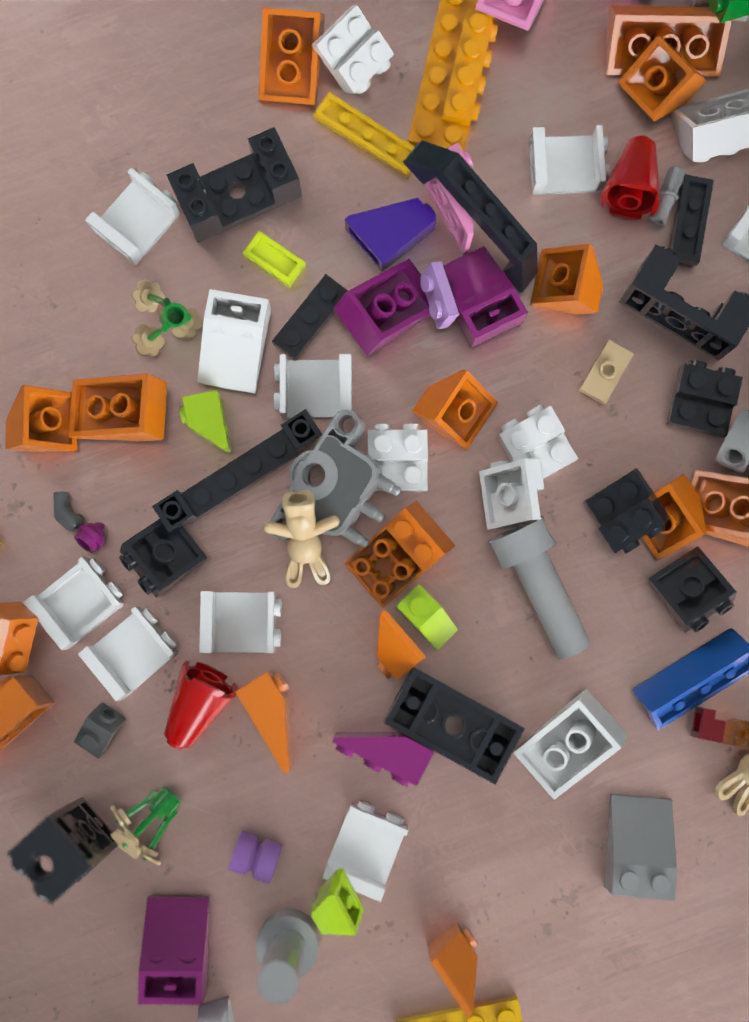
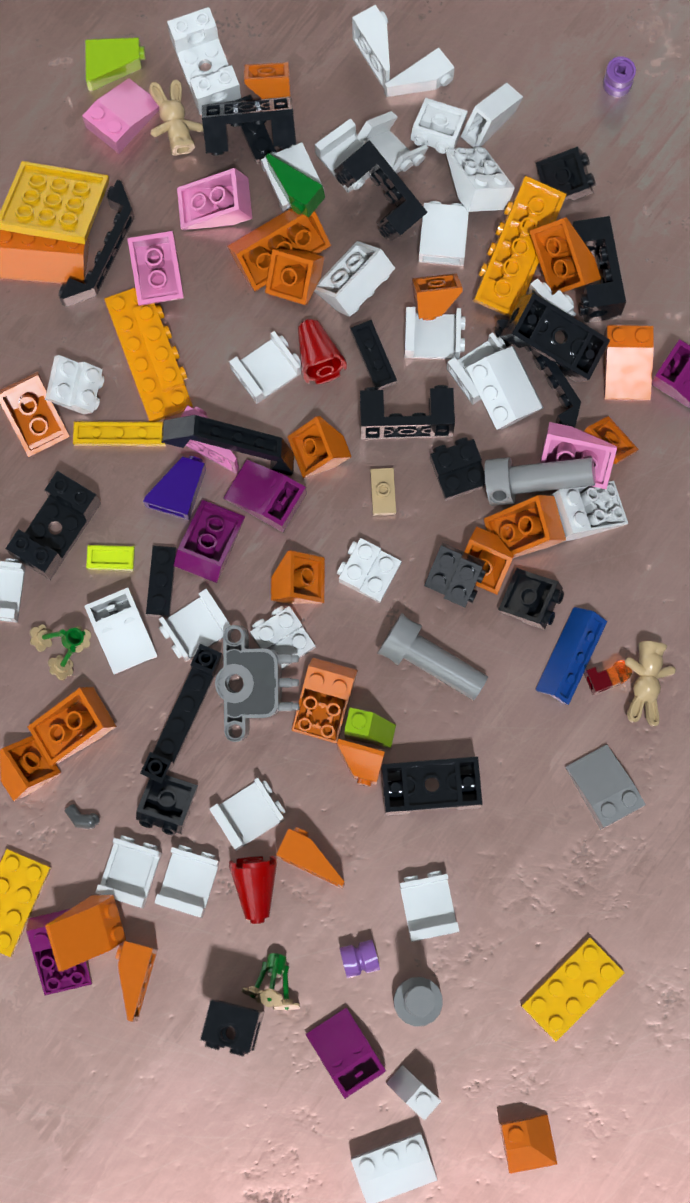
camera: 30 degrees left, 5 degrees down
(90, 536) = (109, 823): magenta plate -> none
(99, 729) = (200, 946): dark grey bracket -> none
(207, 418) = (136, 693): lime slope -> none
(303, 533) = (256, 732): tan animal -> none
(337, 906) = (433, 952): lime slope -> none
(387, 750) = (407, 828): magenta slope -> none
(439, 295) = (239, 512): lavender plate -> none
(456, 963) = (535, 938): orange slope -> none
(511, 491) = (371, 611): white plate -> none
(571, 744) = (517, 751): white slope -> none
(668, 195) = (347, 348): light grey axle -> none

